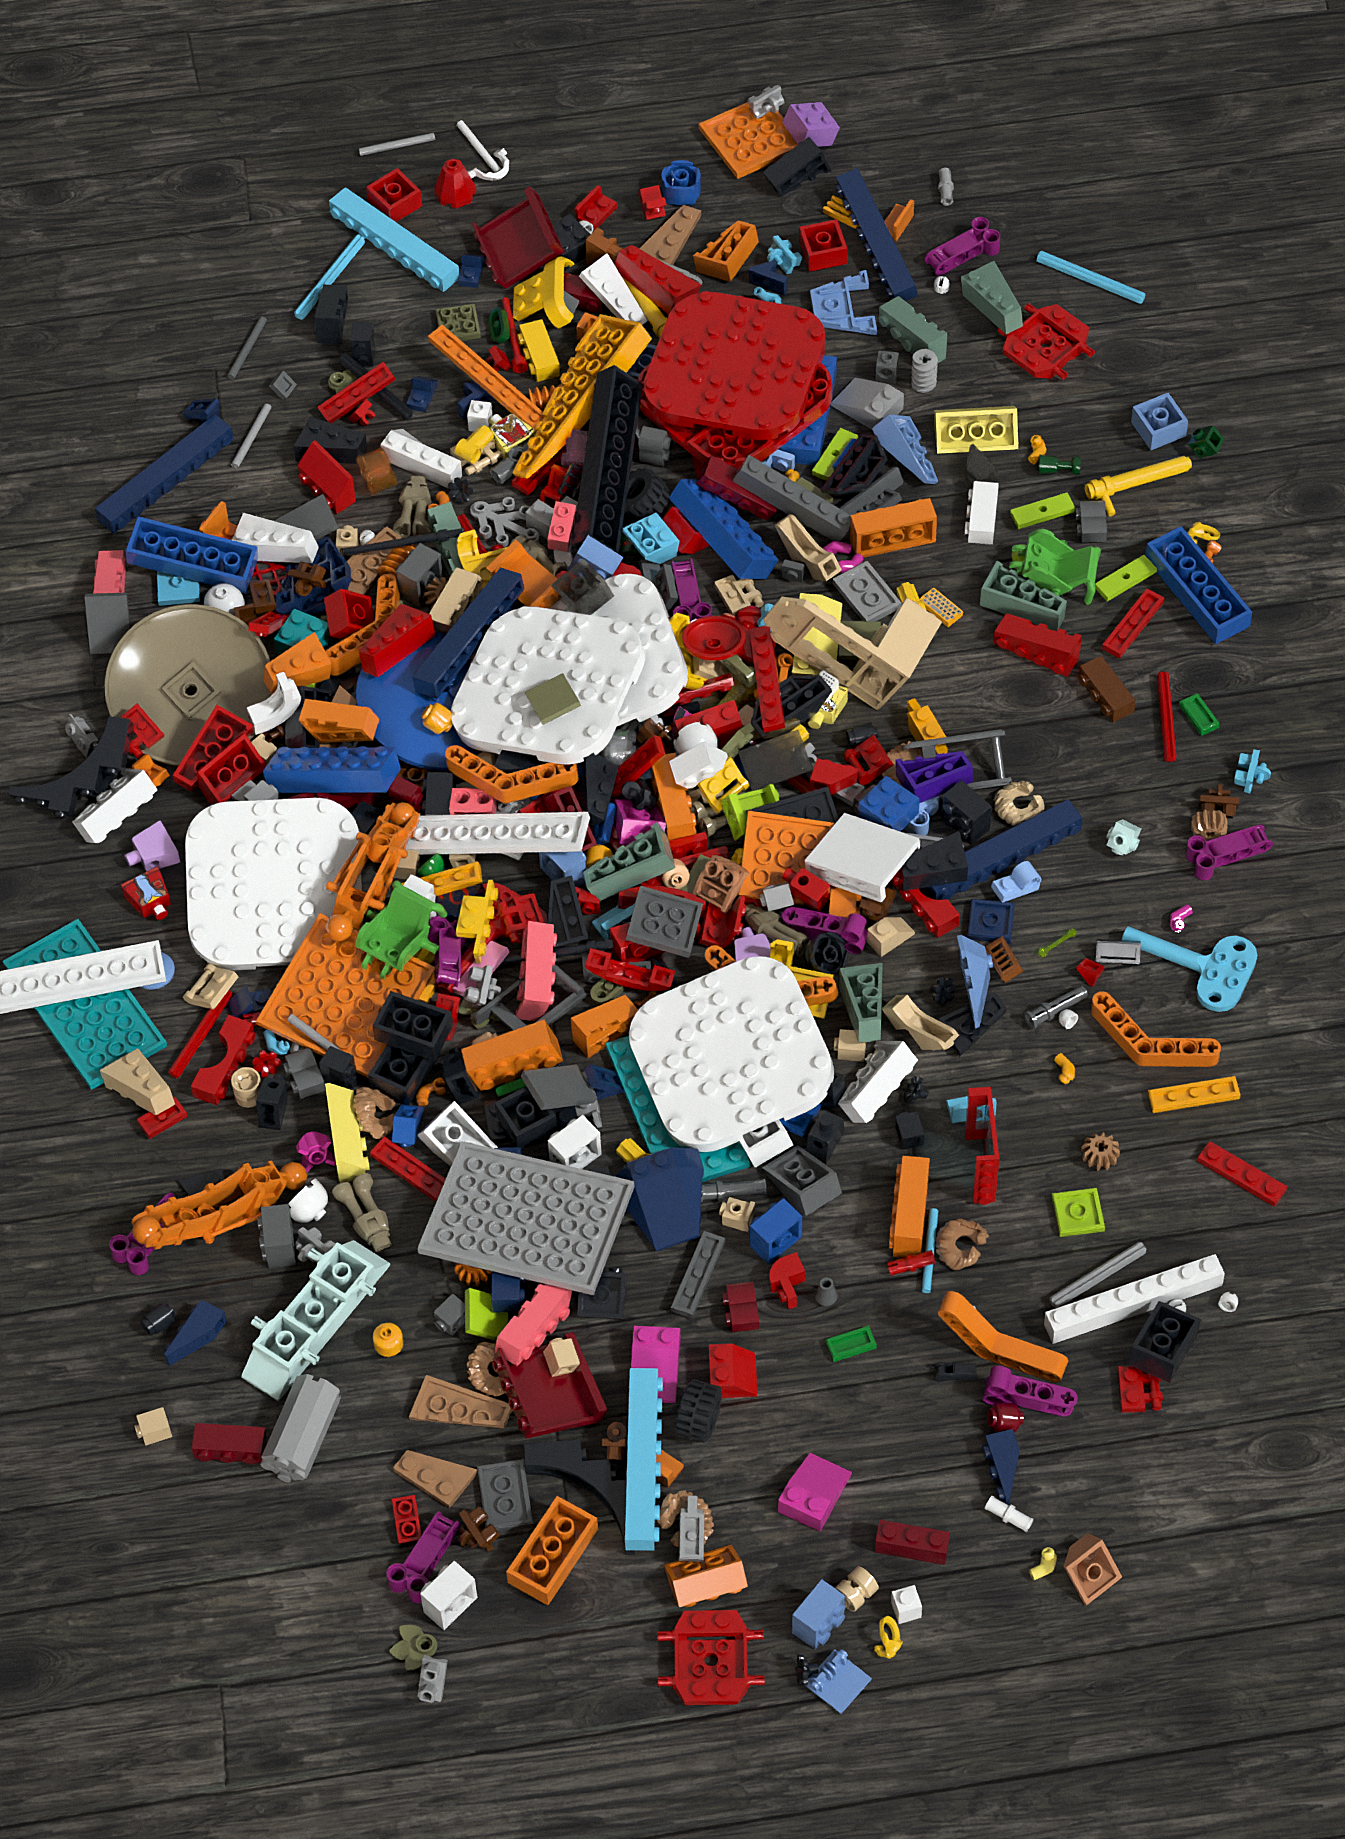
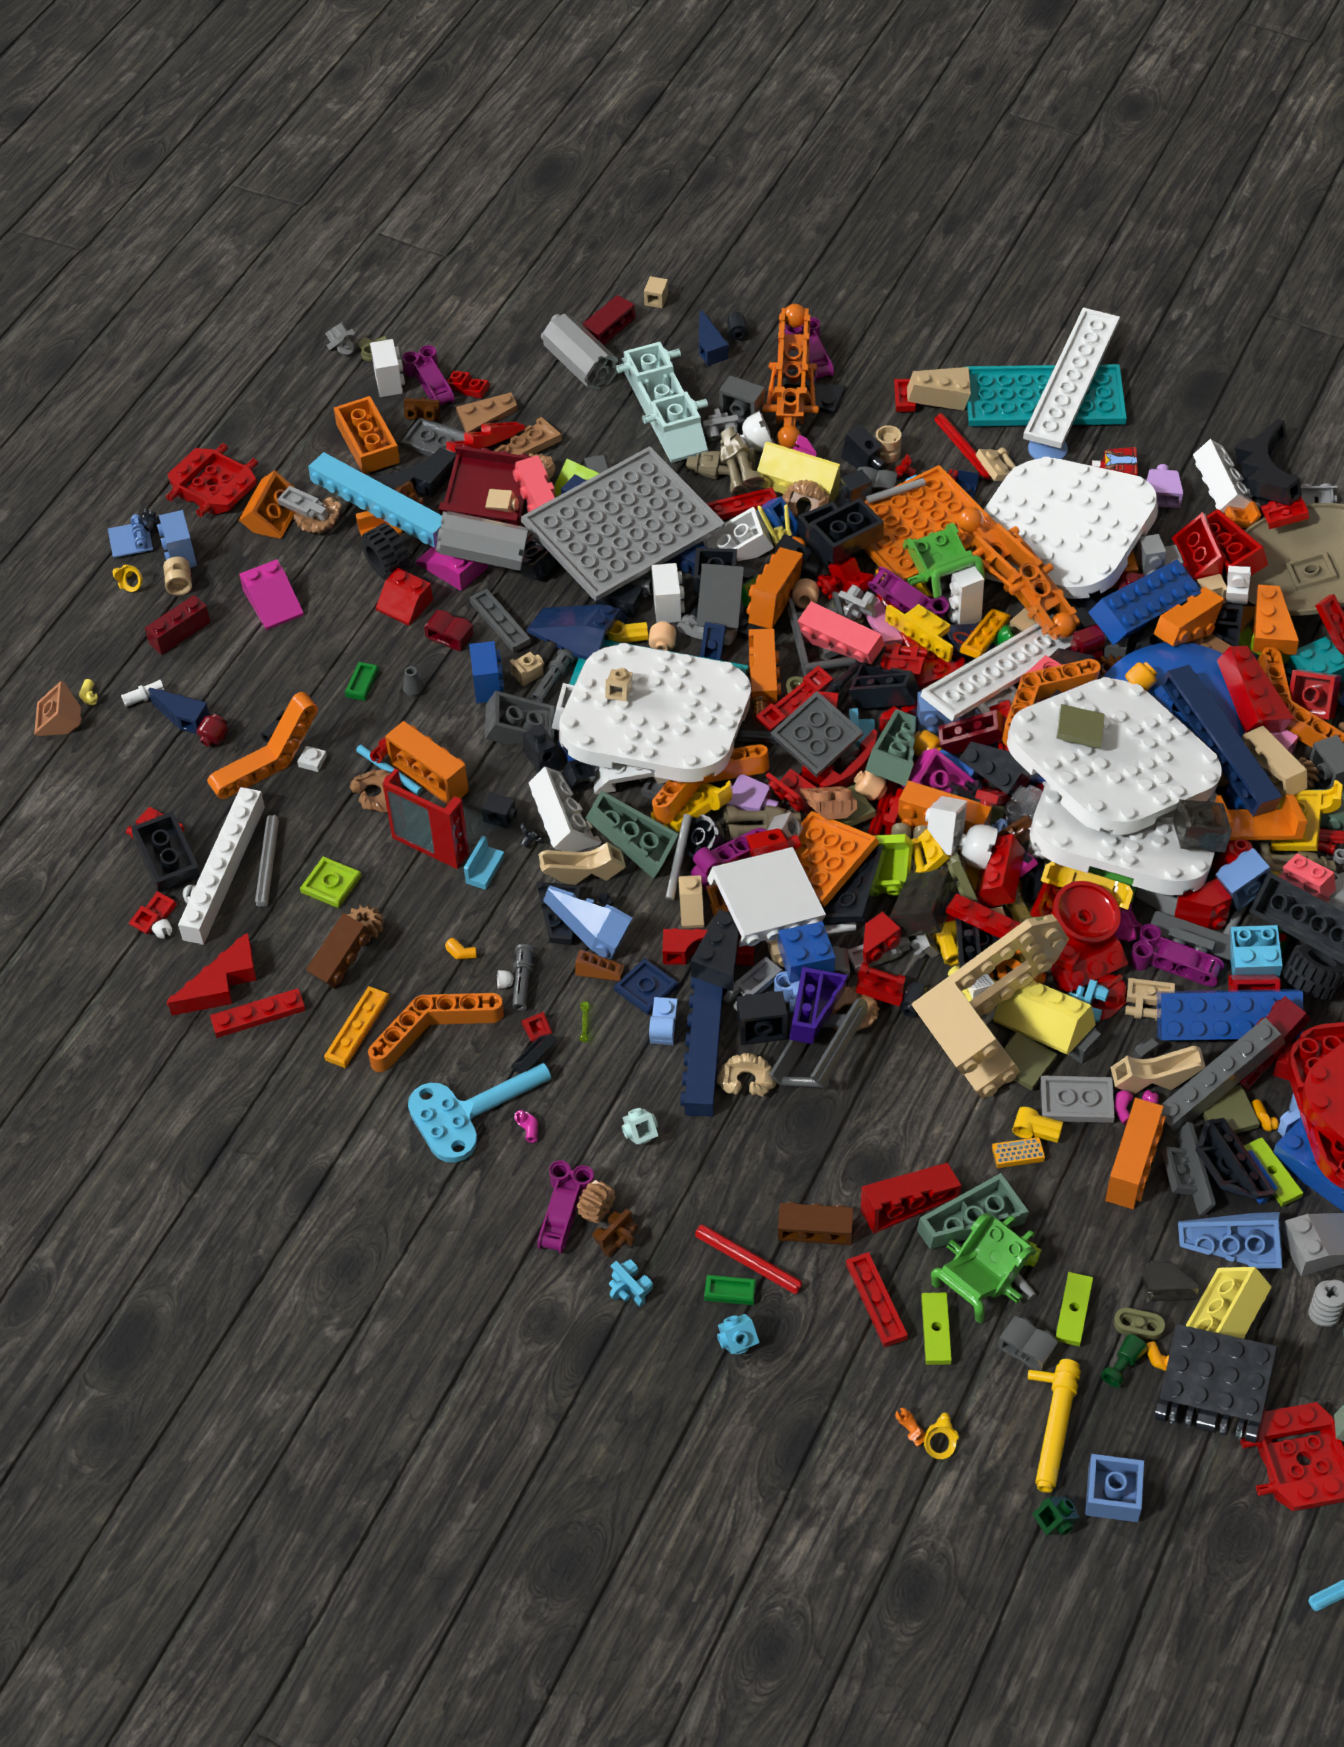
camera: 125 degrees right, 5 degrees down
(212, 1082) = (930, 455): red arch -> none
(357, 1196) = (735, 450): none -> dark tan piece
(388, 1339) = (608, 427): light orange head -> none
(428, 1110) = (777, 532): none -> light yellow plant
(463, 1035) = (829, 584): none -> red plant
(476, 1442) = (490, 434): none -> red slope
(624, 1125) = (662, 636): none -> light nougat head
(642, 1309) = (482, 540): none -> light grey brick
(736, 1078) = (618, 678): none -> tan brick
(785, 1274) = (446, 664): red brick -> none
(833, 966) = (678, 858): none -> light grey bar
(906, 1604) = (138, 597): white brick -> none
(924, 725) = (881, 1048): light orange hinge -> none
(982, 512) = (1107, 1252): white brick -> none
(1001, 1389) = (216, 749): magenta piece -> none
(1024, 475) = (1139, 1323): none -> olive plate
(1038, 400) = (1218, 1378): none -> black hinge
(1147, 1139) = (339, 951): none -> reddish brown brick
(1199, 585) = (875, 1379): blue brick -> none
(1224, 1323) = (156, 910): none -> red slope
(1234, 681) = (737, 1334): none -> medium azure brick
(1245, 1220) = (213, 983): none -> red slope

